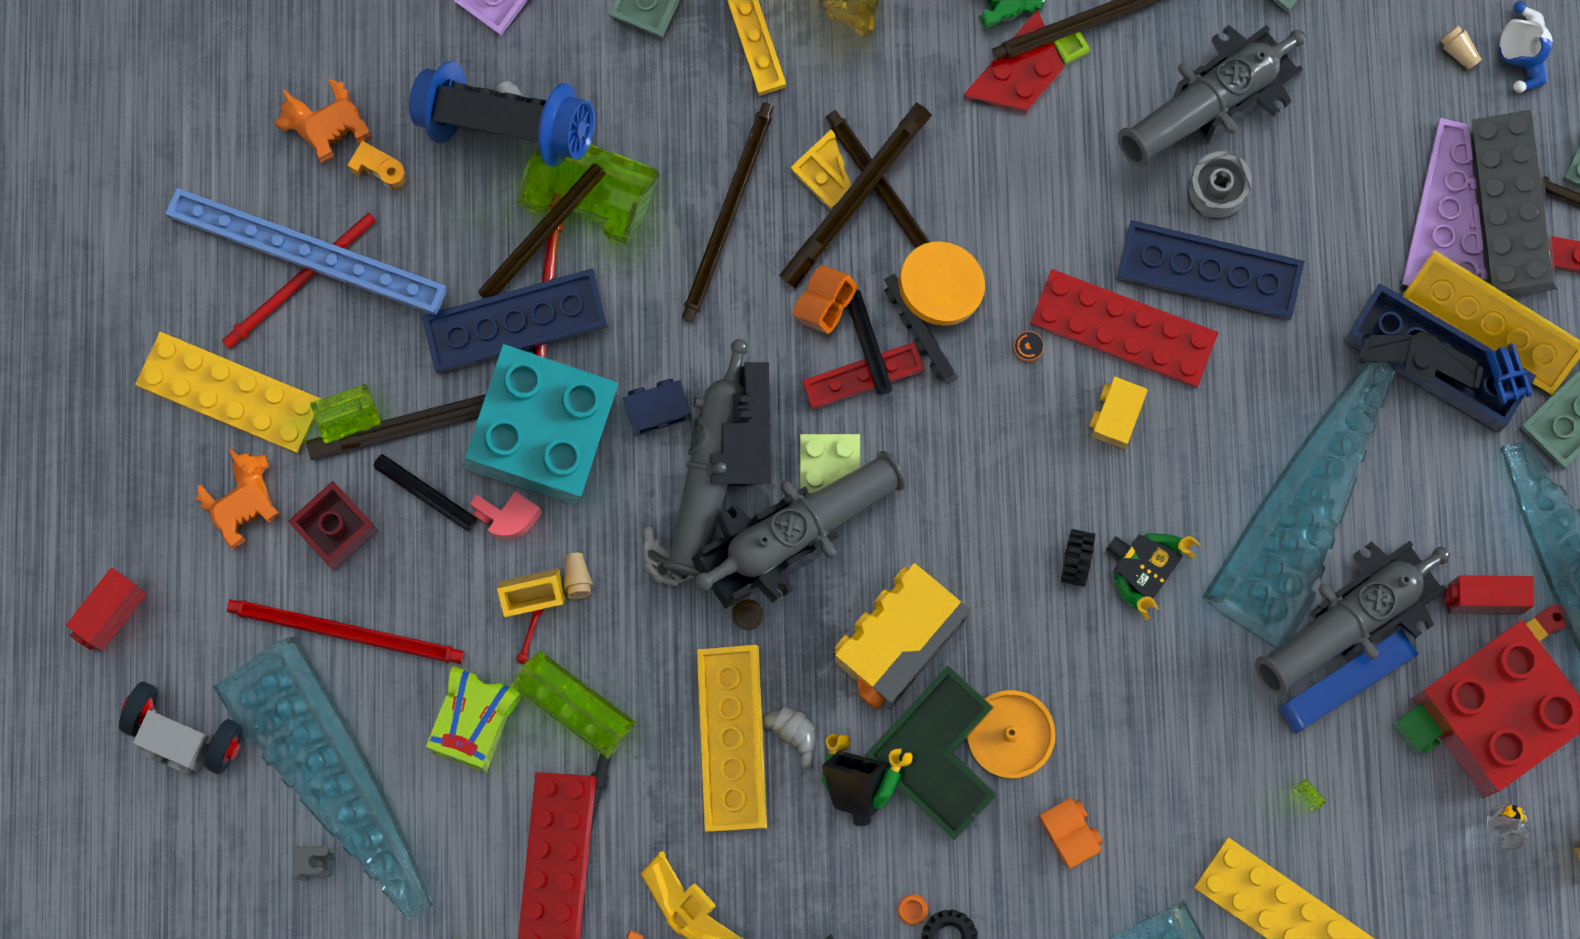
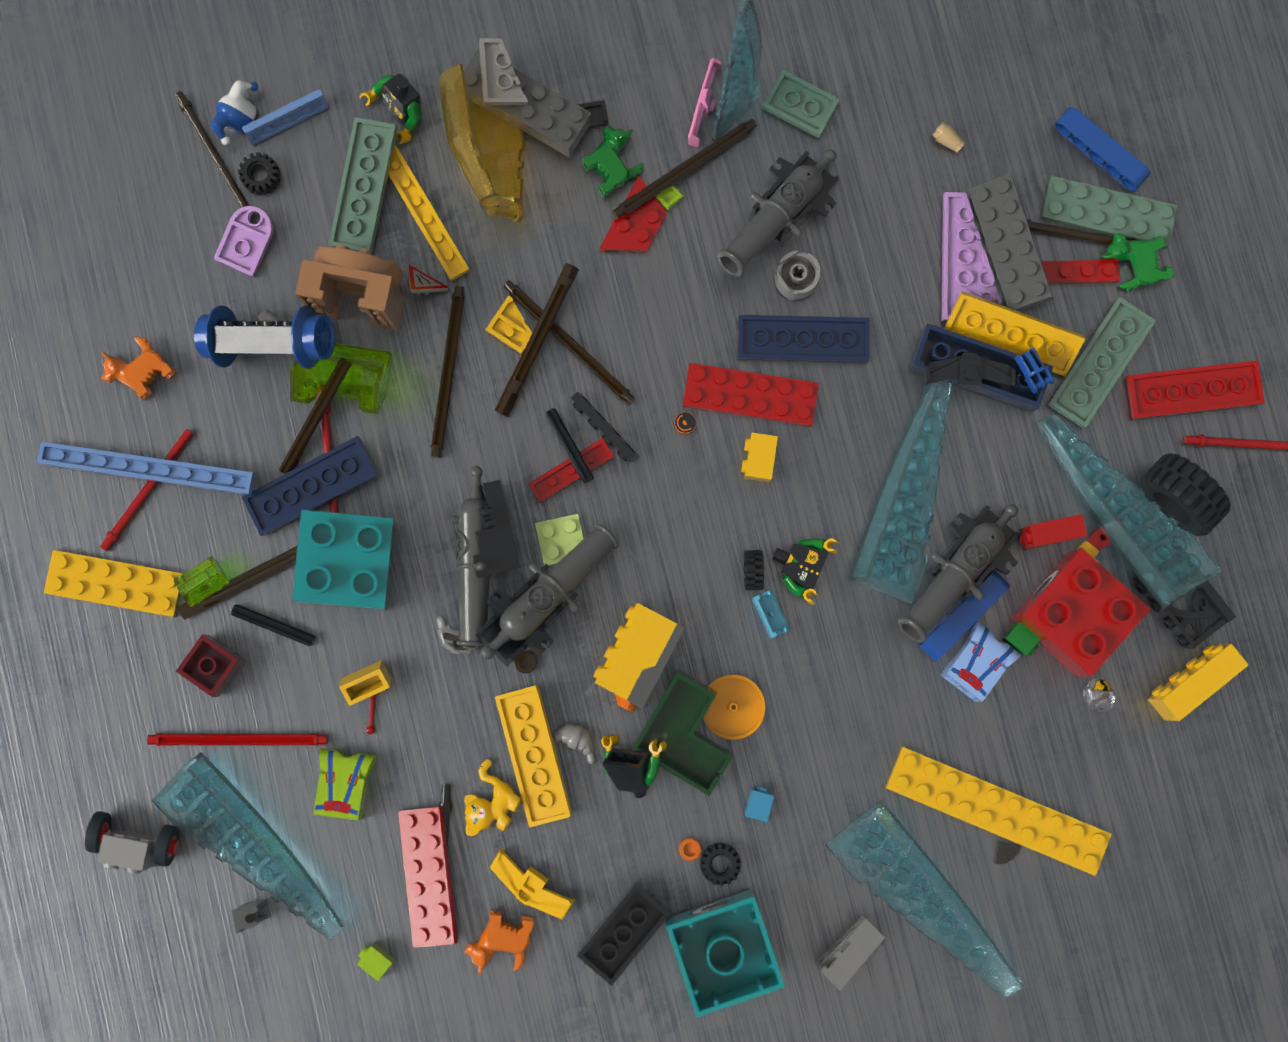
camera: 15 degrees left, 5 degrees up
(105, 610) = (57, 765): red brick -> none
(243, 502) = (142, 662): orange animal -> none
(378, 165) = (180, 390): light orange leg -> none
(510, 522) = (340, 633): coral brick -> none
(573, 704) = (414, 757): clear neon green brick -> none
(577, 578) = (396, 662): tan cone -> none
(638, 60) = (355, 275): none -> medium nougat piece
(646, 799) = (481, 812): none -> yellow animal
(657, 407) = (427, 526): dark blue brick -> none
(719, 88) = (423, 283): none -> piece
(824, 299) = (531, 421): orange brick -> none
(941, 283) = (612, 391): light orange piece -> none
(1018, 869) = (759, 804): none -> dark azure brick
(1070, 832) = (790, 769): orange brick -> none
(1088, 622) = (771, 614): none -> medium azure hinge
(1309, 795) = (954, 704): clear neon green tile -> none
(1355, 747) = (979, 663): none -> light blue piece
(1527, 46) = (996, 126): white piece -> none

